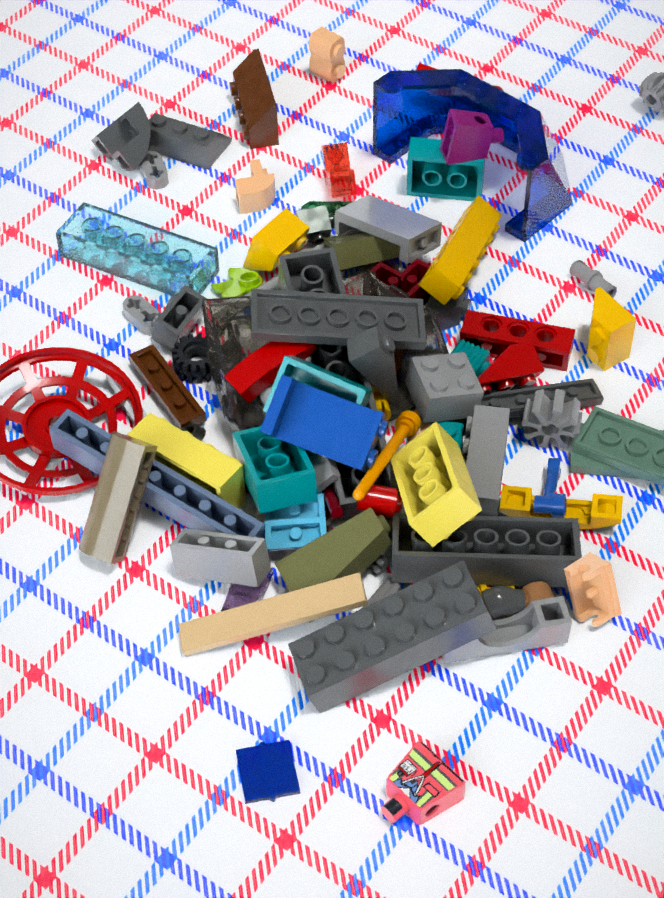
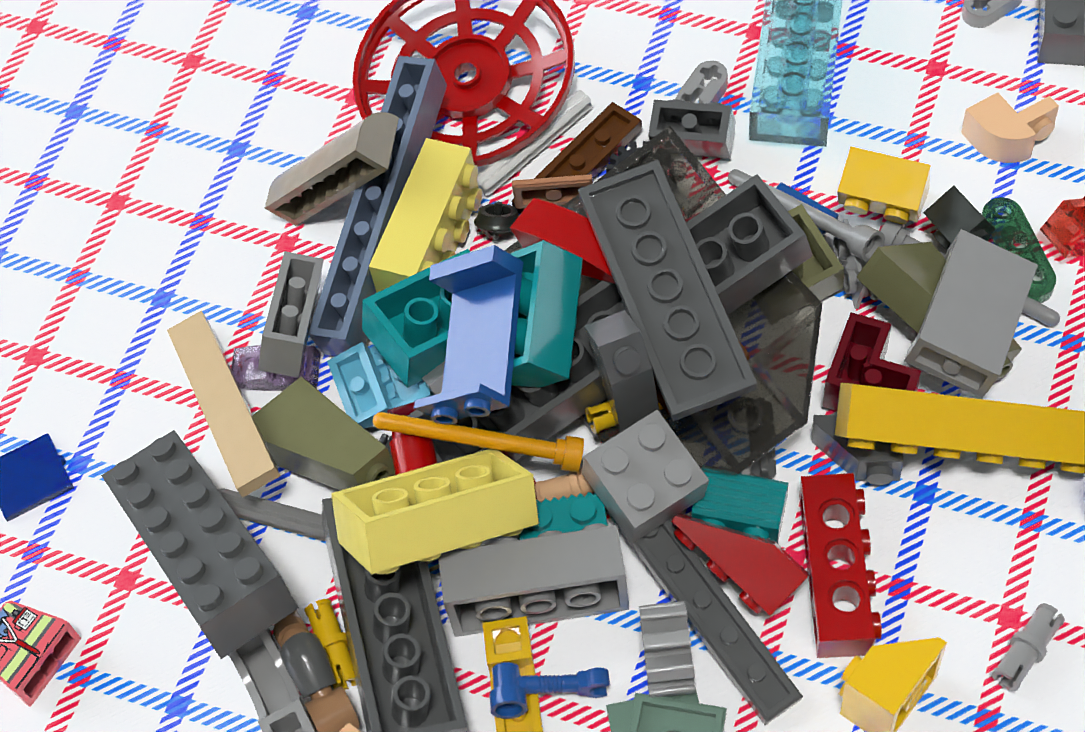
camera: 80 degrees right, 10 degrees up
(190, 395) = (553, 190): none -> nougat slope
(239, 283) = (802, 176): lime plate -> none

